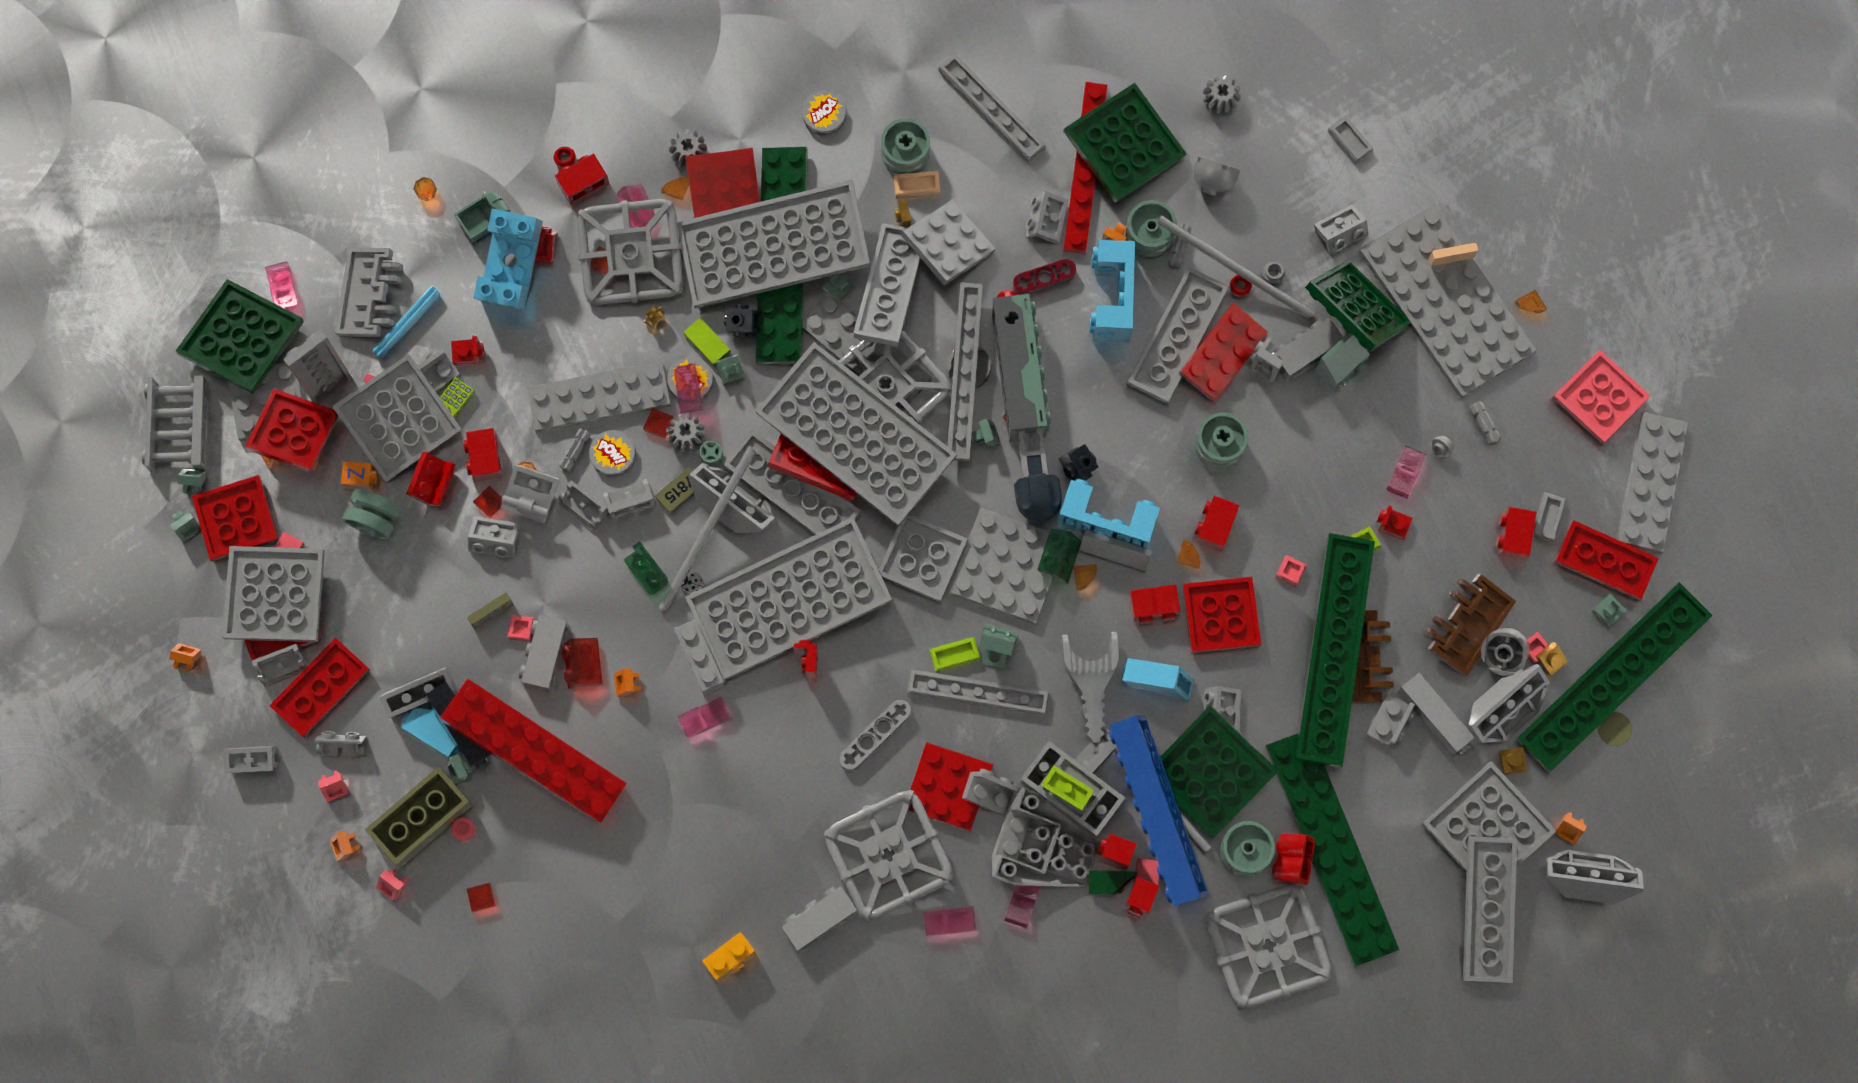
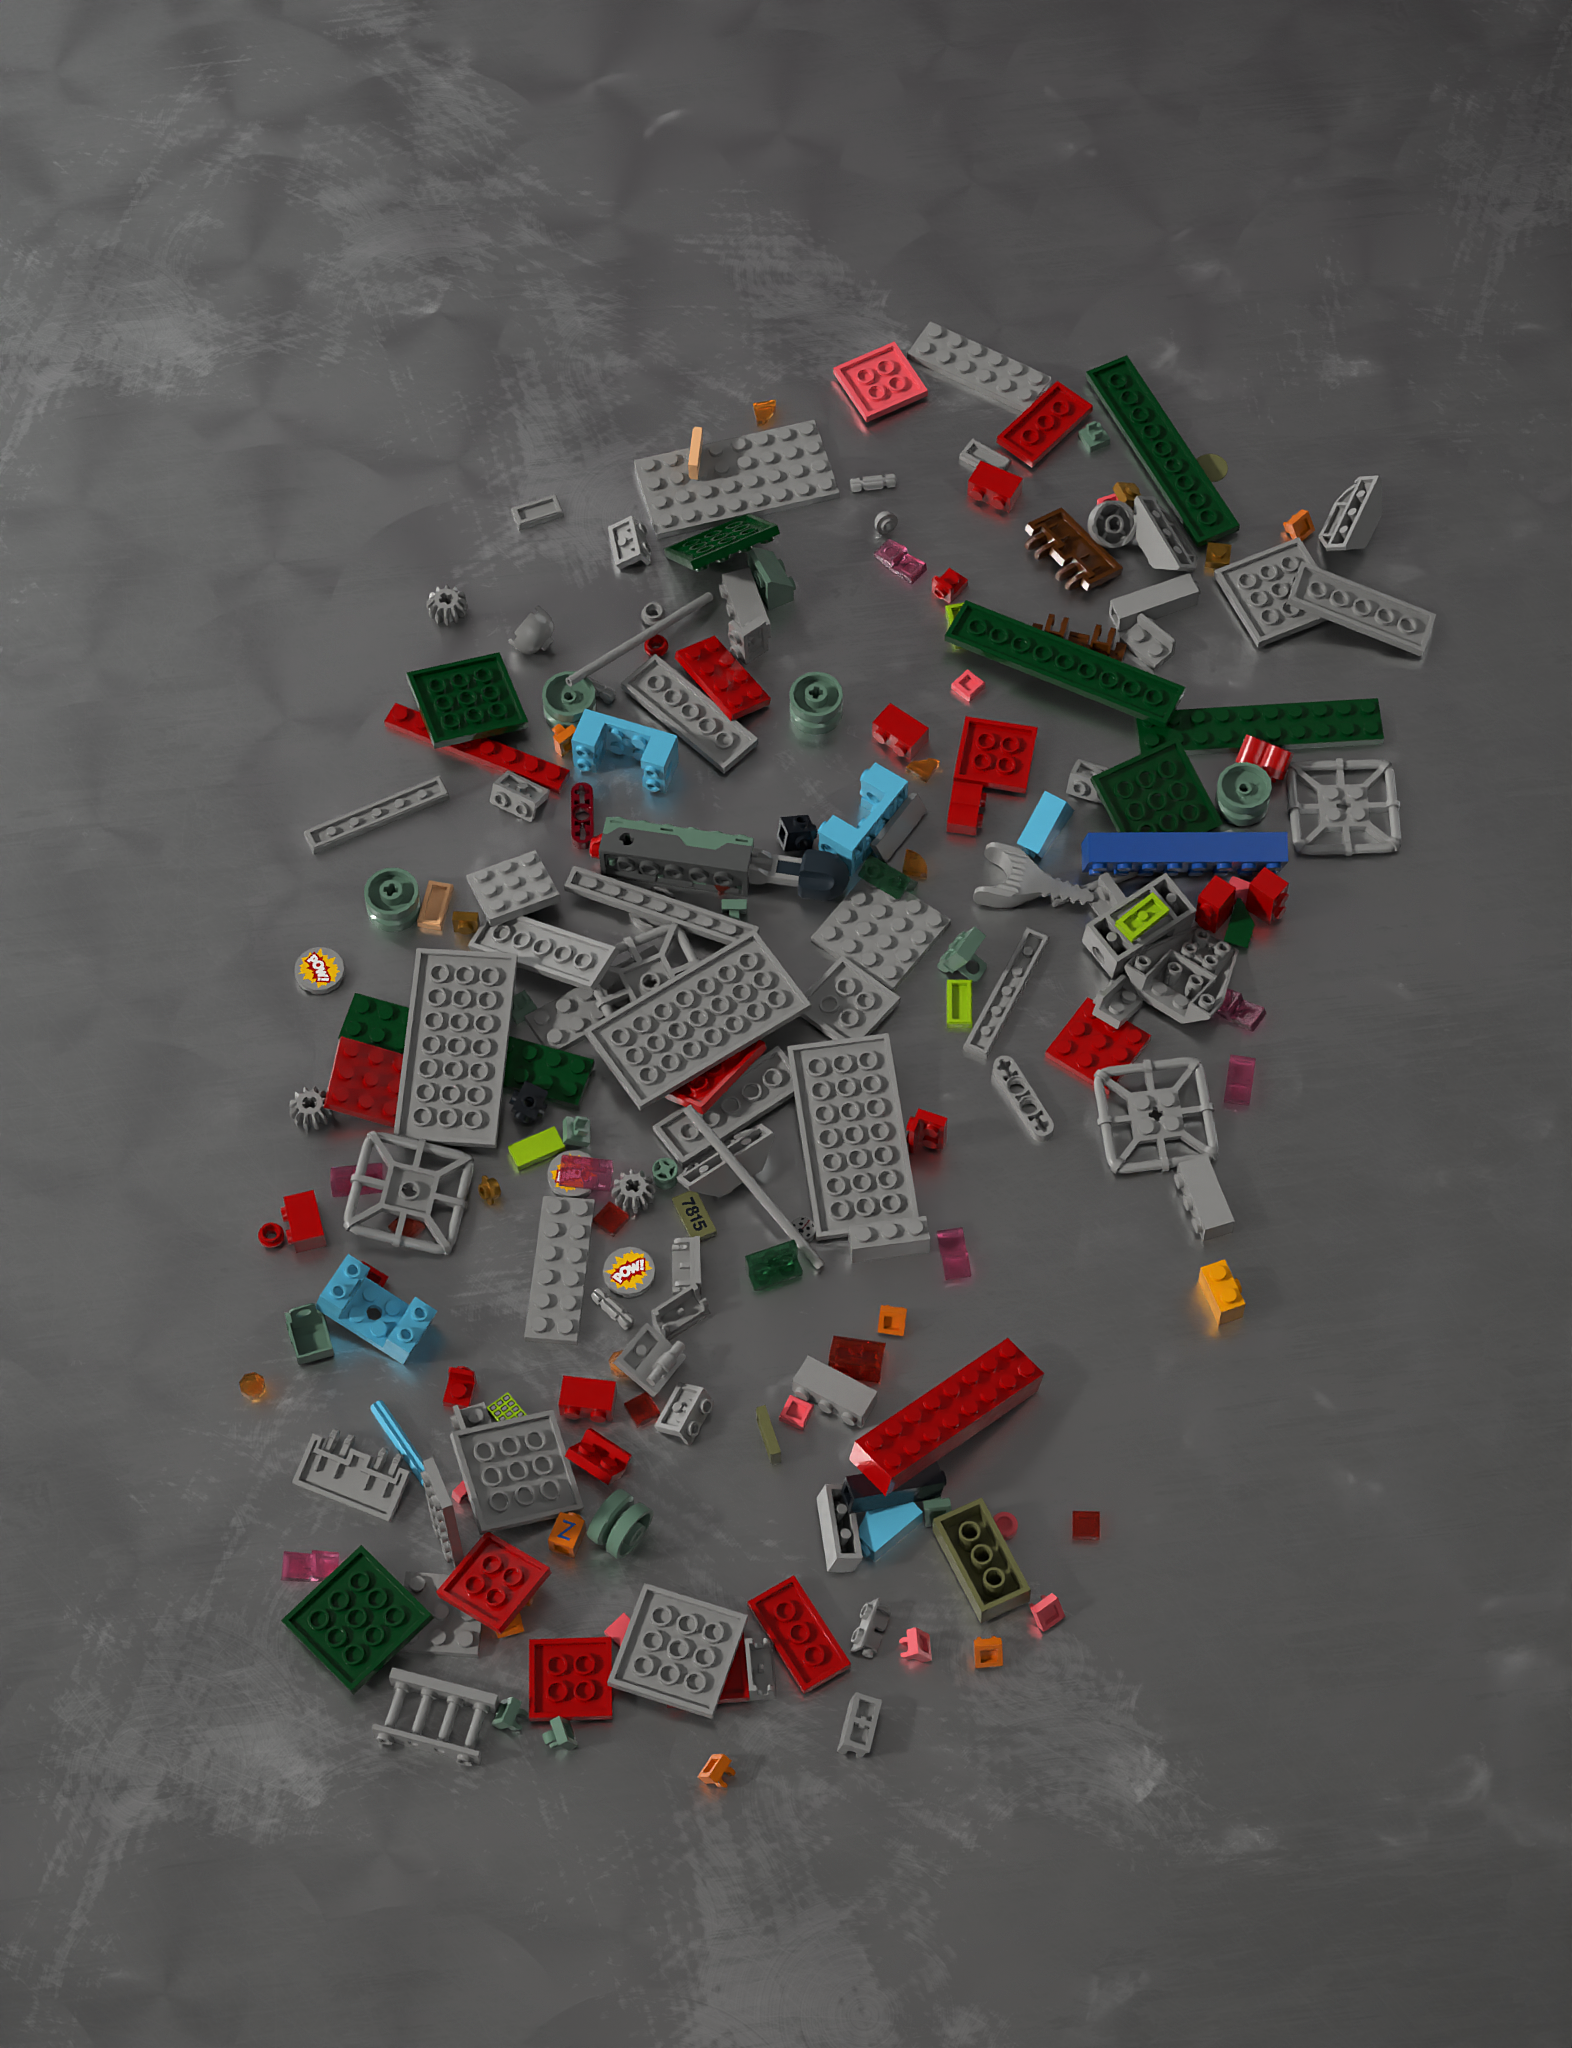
camera: 70 degrees left, 15 degrees down
(676, 188) = (349, 1134): clear orange tile -> none

